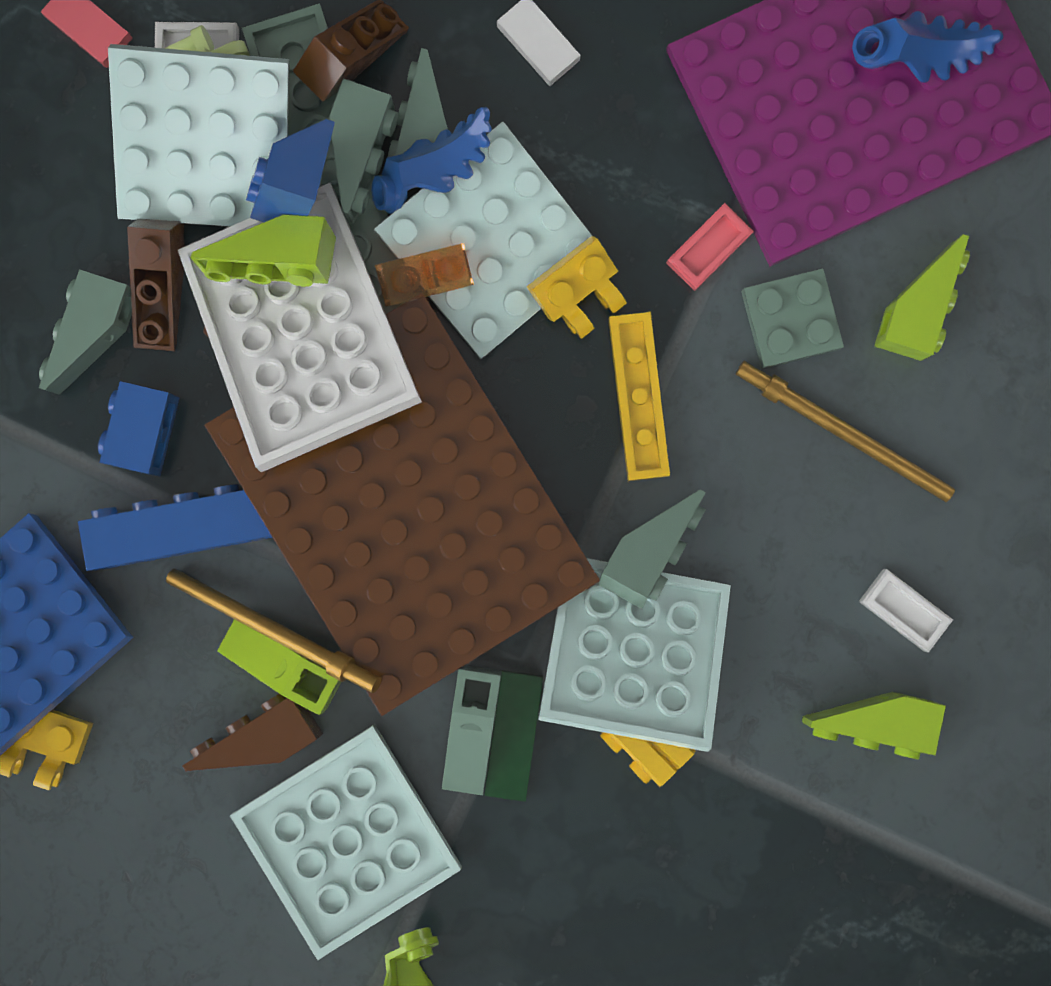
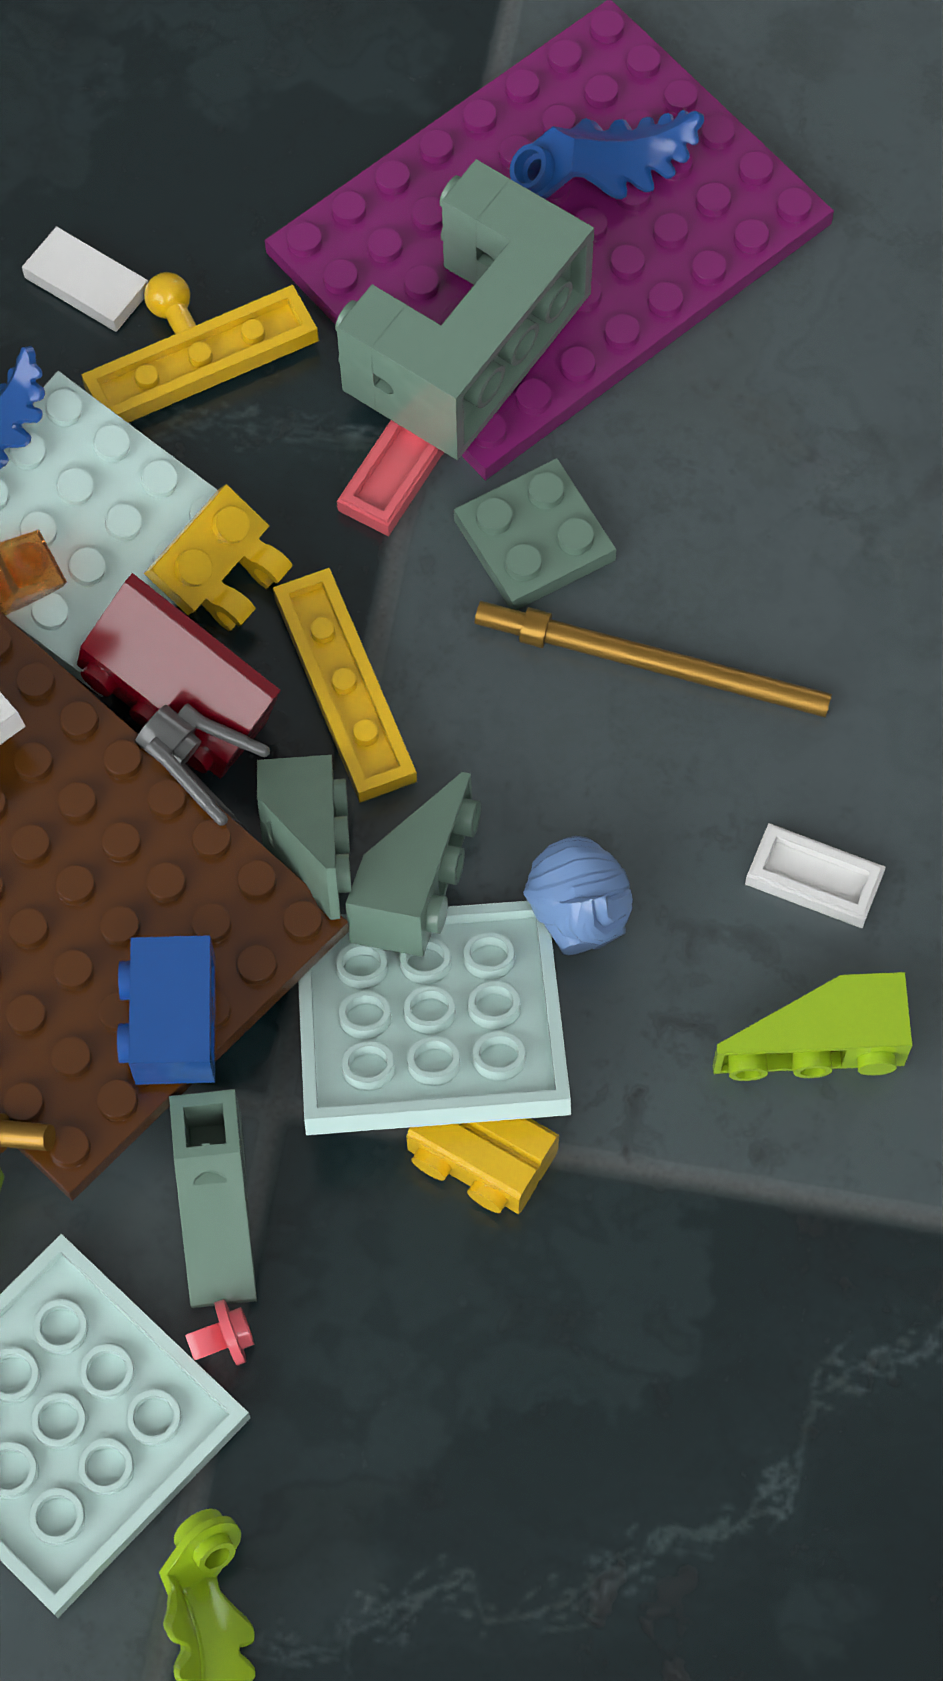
camera: 15 degrees left, 20 degrees down
(454, 815) = (230, 1332): none -> coral plate
(471, 624) = (169, 1010): none -> blue brick
(513, 735) = (282, 1202): dark green tile -> none
(515, 425) = (172, 742): none -> dark grey plant
(529, 376) = (160, 656): none -> slope
(586, 502) = (307, 824): none -> sand green slope
(602, 122) = (199, 353): none -> yellow plate
(752, 592) = (579, 894): none -> medium blue hair
(850, 126) = (528, 282): none -> sand green piece
(916, 315) = (702, 472): lime slope -> none

